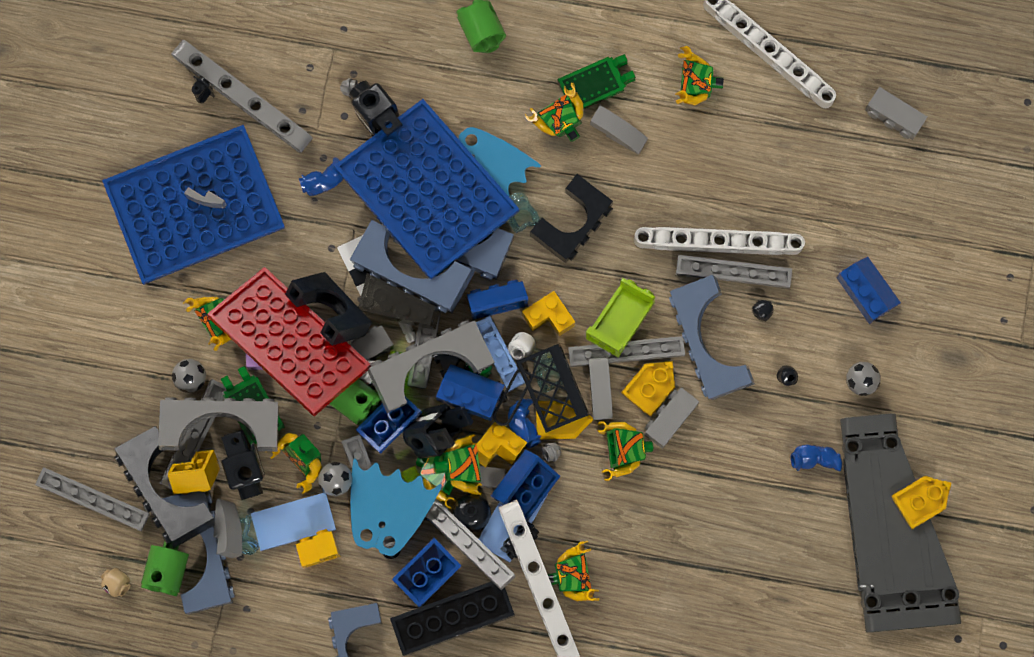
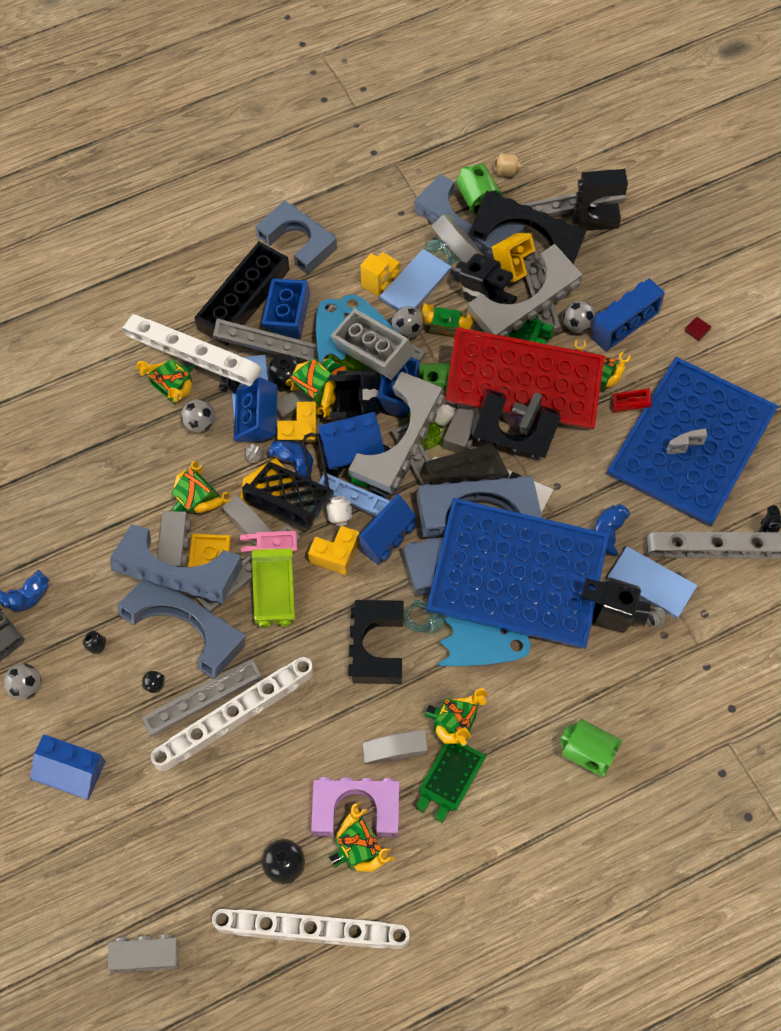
camera: 145 degrees right, 15 degrees down
(79, 462) = (595, 186): none -> black arch
(98, 298) = (698, 328): none -> dark red tile
(149, 346) = (627, 314): none -> blue brick
(224, 281) = (631, 402): none -> red tile
(312, 306) = (527, 412): none -> dark grey tile
(328, 117) = (657, 584): none -> light blue tile
(391, 457) = (373, 343): none -> light grey brick
(575, 518) = (198, 415): none -> light grey piece
(598, 353) = (270, 540): none -> bright pink hinge
(689, 131) = (330, 793): none -> lavender arch
(713, 413) = (207, 580): none -> sand blue arch
(756, 110) = (283, 861): none -> black cylinder

